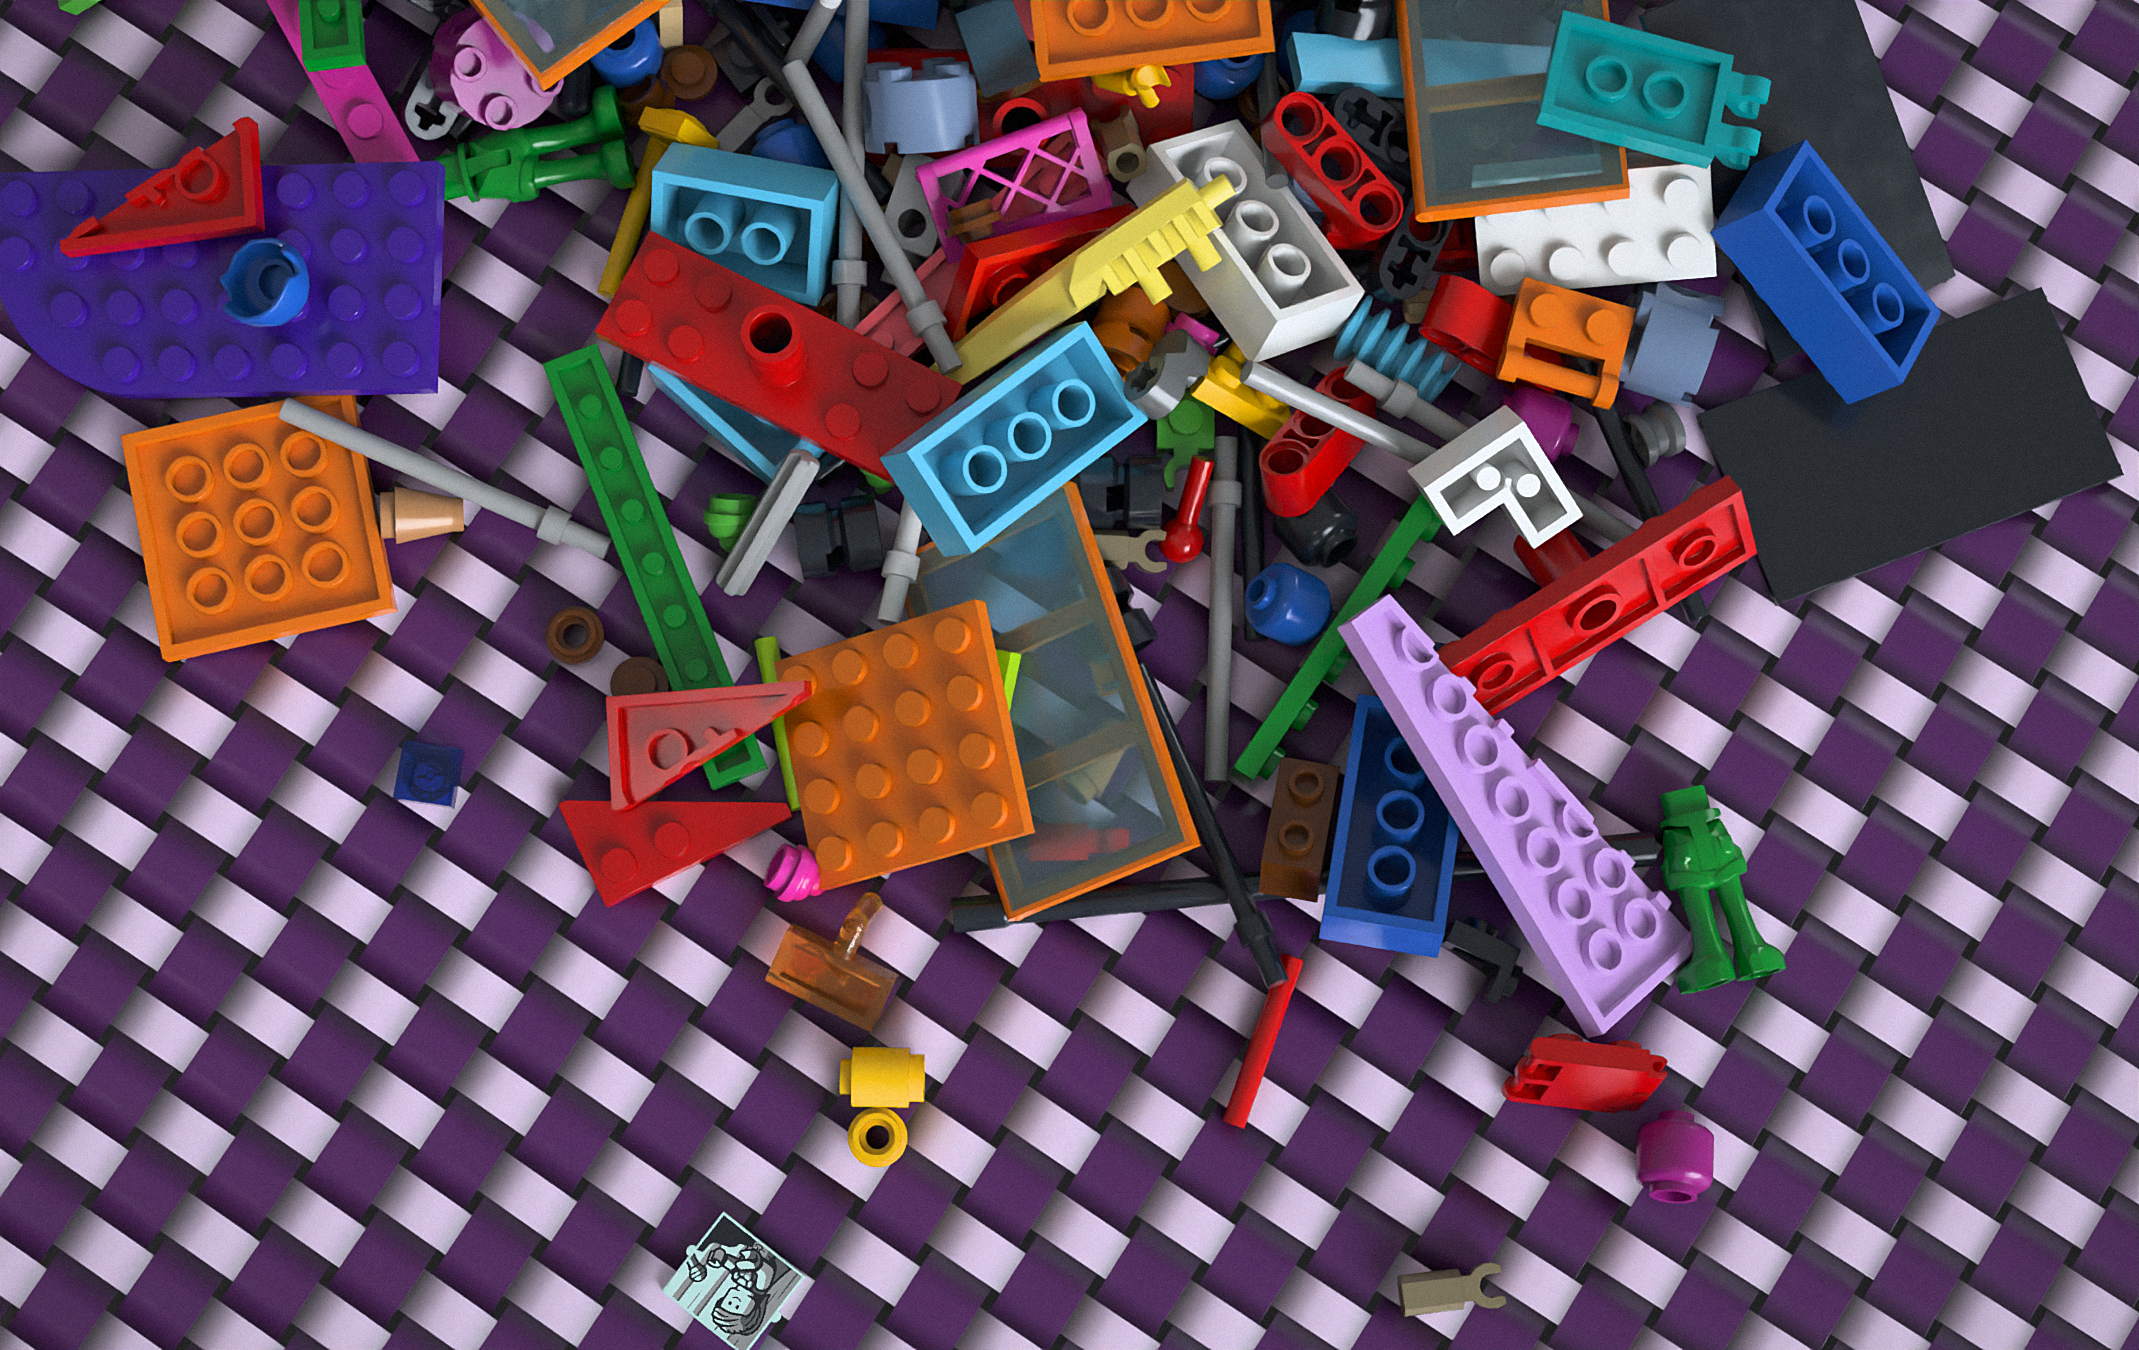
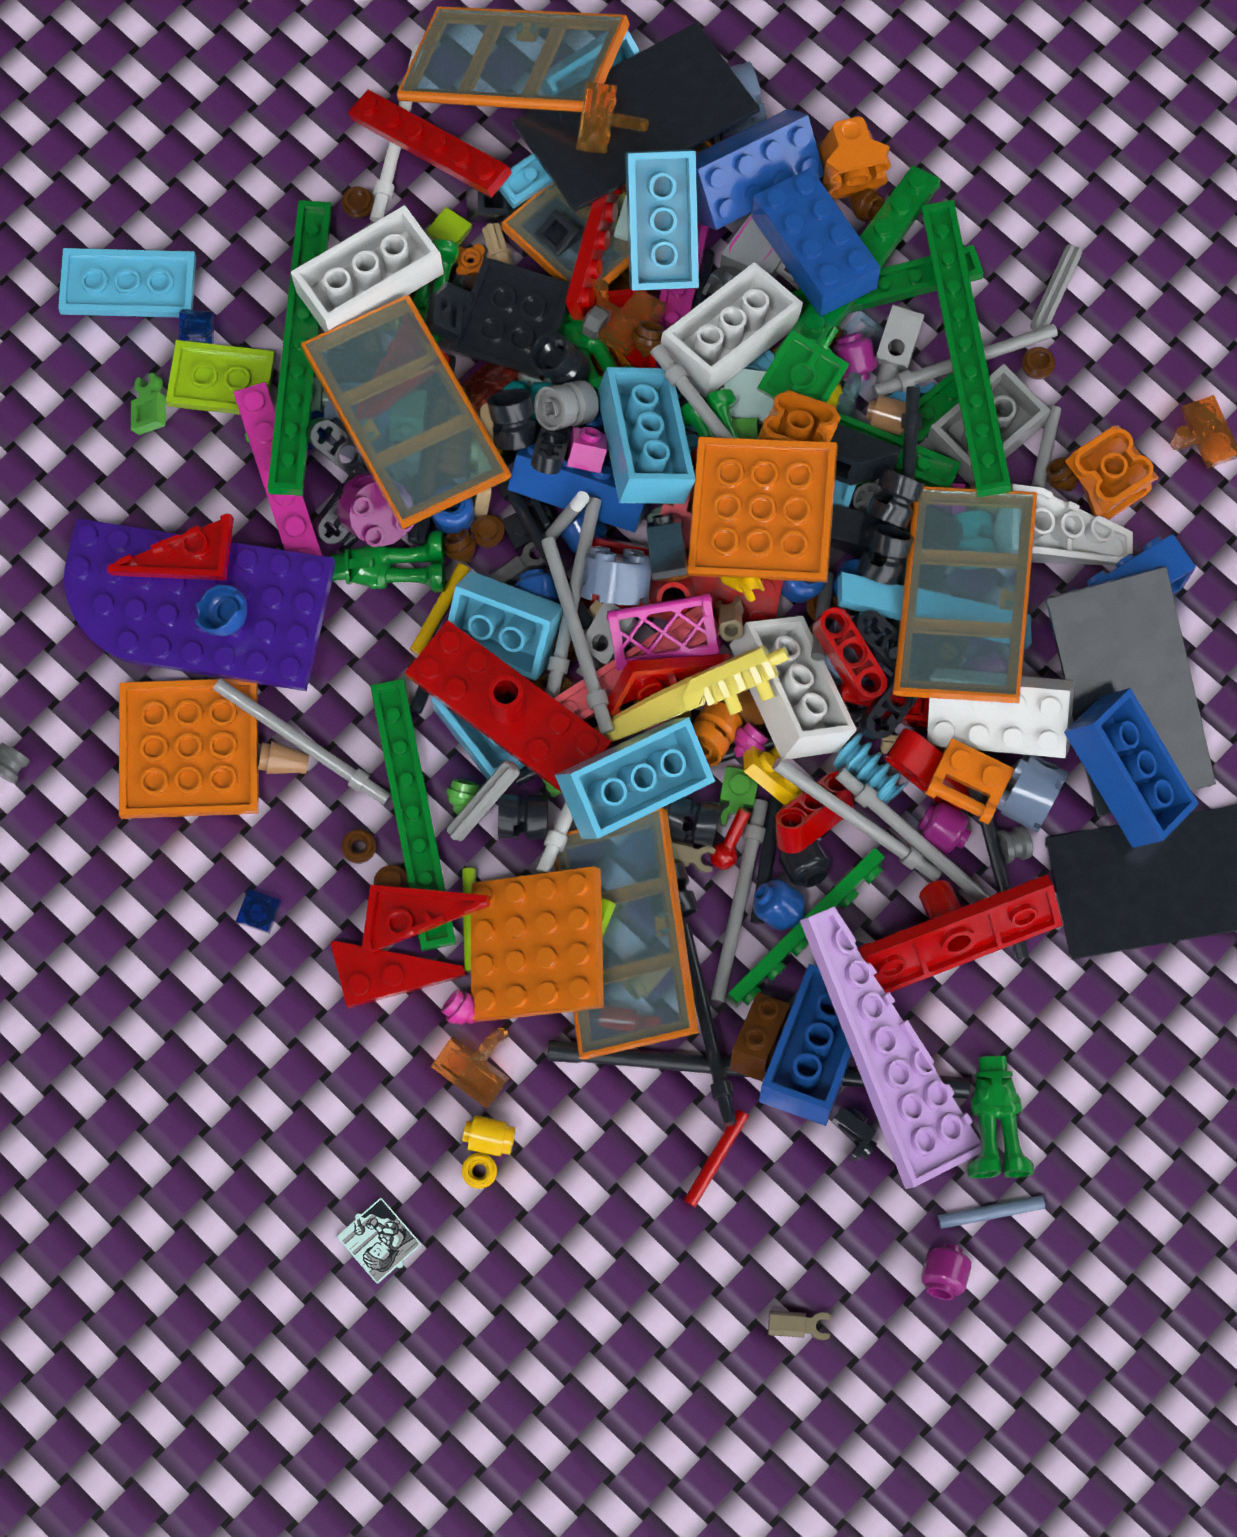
camera: 15 degrees right, 5 degrees down
(675, 126) = (474, 562): yellow tile -> none
(972, 221) = (634, 648): reddish brown plate -> none
(1161, 382) = (726, 760): dark grey piece -> none
(1496, 467) = (912, 845): white brick -> none
(1585, 1074) = (901, 1212): red plate -> none
(1649, 93) = (1041, 645): teal tile -> none
(1737, 1039) = (991, 1211): none -> sand blue bar

